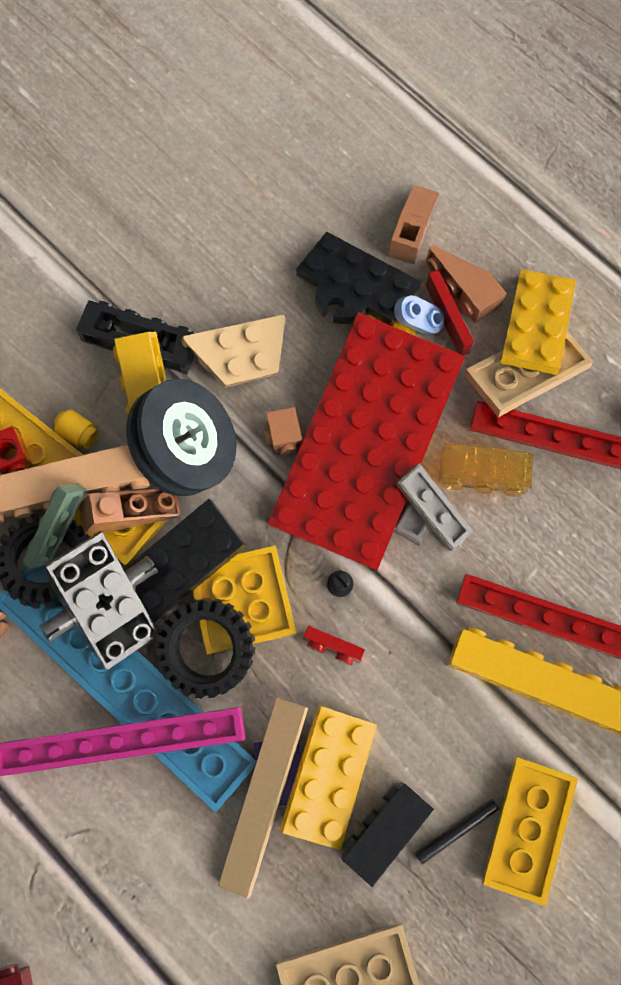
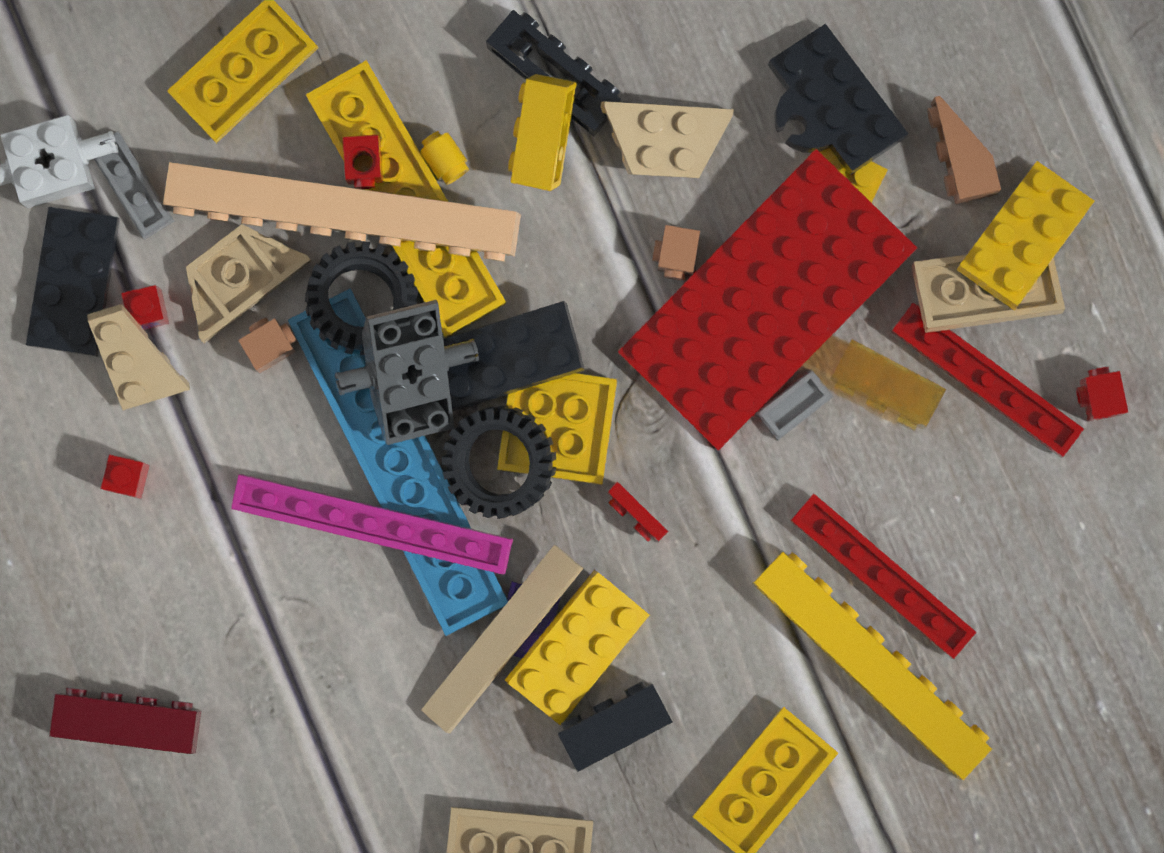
camera: 25 degrees right, 10 degrees up
(54, 525) = (385, 266): sand green plate -> none
(127, 509) = (471, 277): nougat slope -> none
(168, 413) = (551, 191): black wheel -> none
(340, 583) = (672, 448): black piece -> none
(413, 224) = (934, 53): nougat slope -> none
(424, 318) = (891, 176): light blue plate -> none
(434, 507) = (809, 405): light grey tile -> none
(452, 318) = (926, 183): red tile -> none
(457, 831) = (689, 756): black bar -> none

